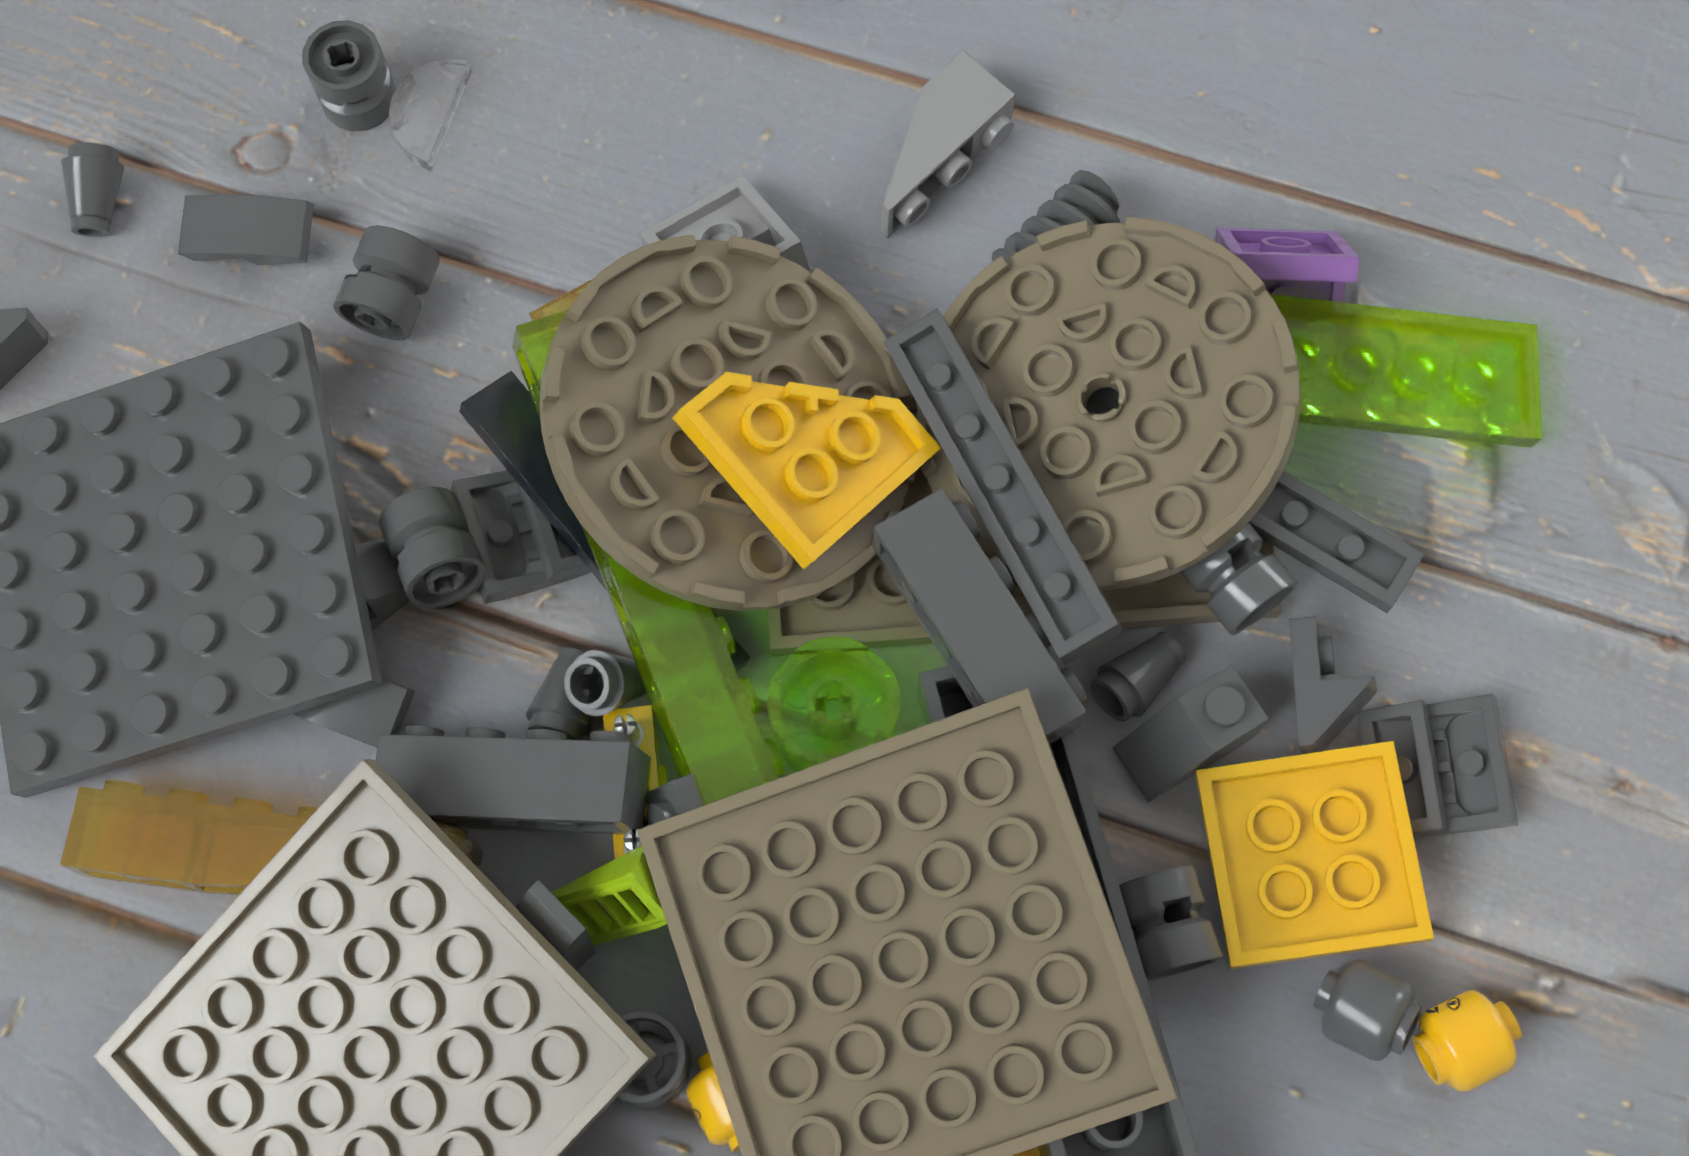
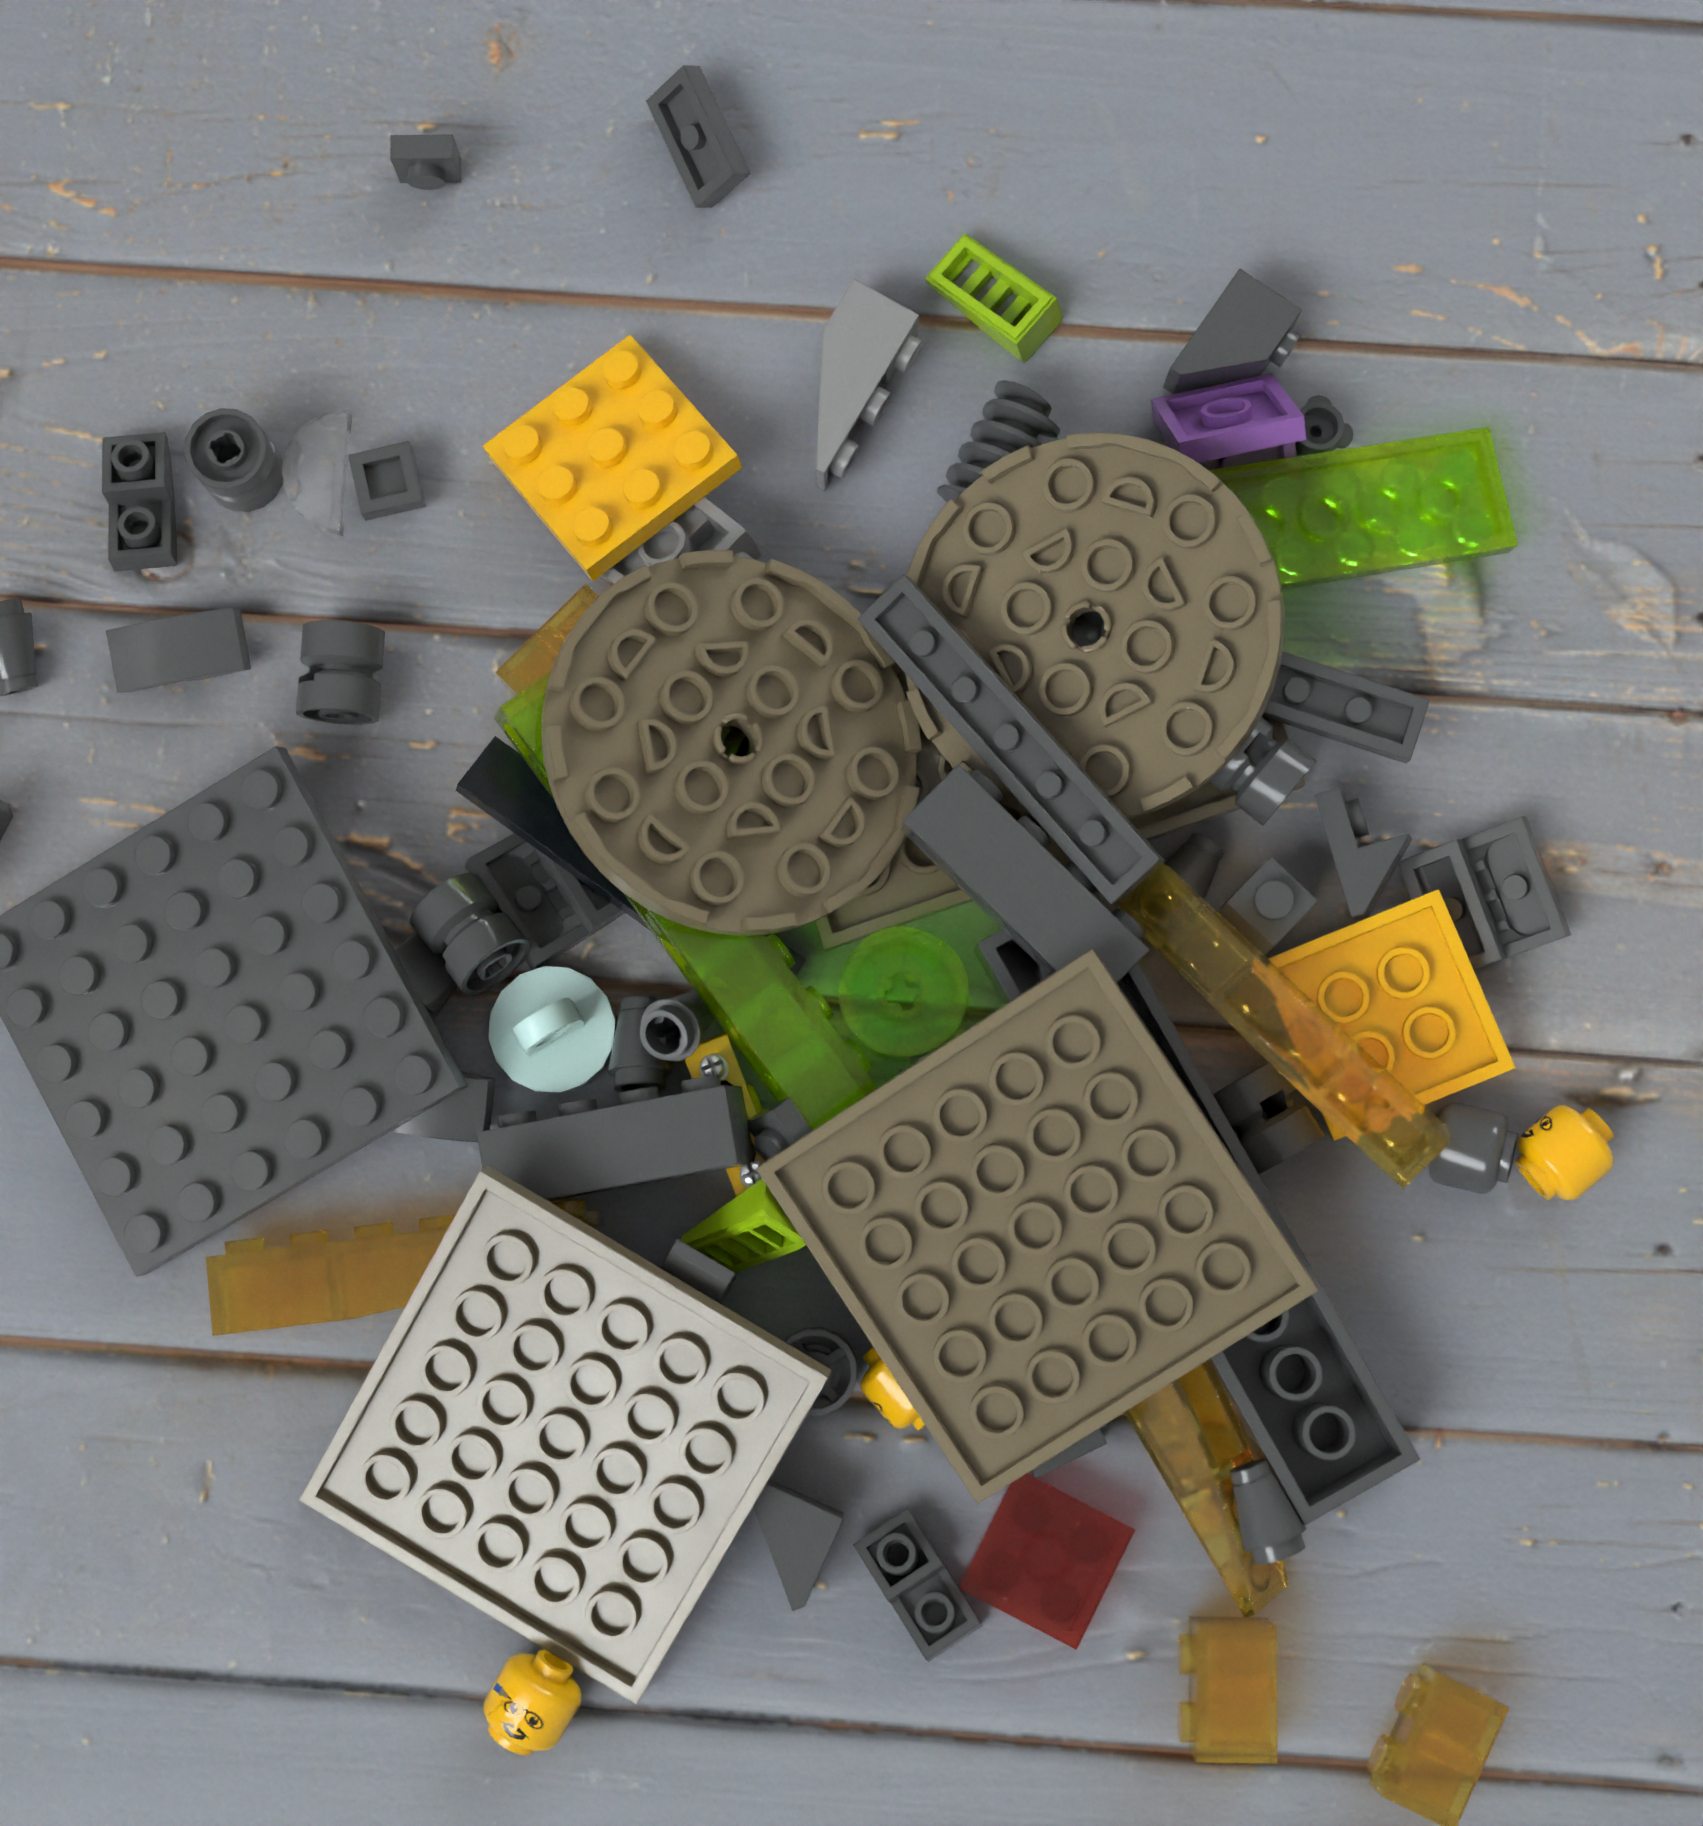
camera: 15 degrees left, 10 degrees up
(257, 96) = (140, 501): none -> dark grey slope
(484, 129) = (386, 480): none -> dark grey plate
(485, 662) = (552, 1029): none -> light aqua tile
(697, 154) = (612, 457): none -> yellow plate
(805, 454) = (817, 761): yellow plate -> none
(1114, 134) = (1023, 324): none -> lime slope
(1210, 834) = (1287, 1027): none -> clear yellow slope
(1310, 188) = (1237, 337): none -> dark grey slope
(1377, 279) = (1334, 432): none -> dark grey plate

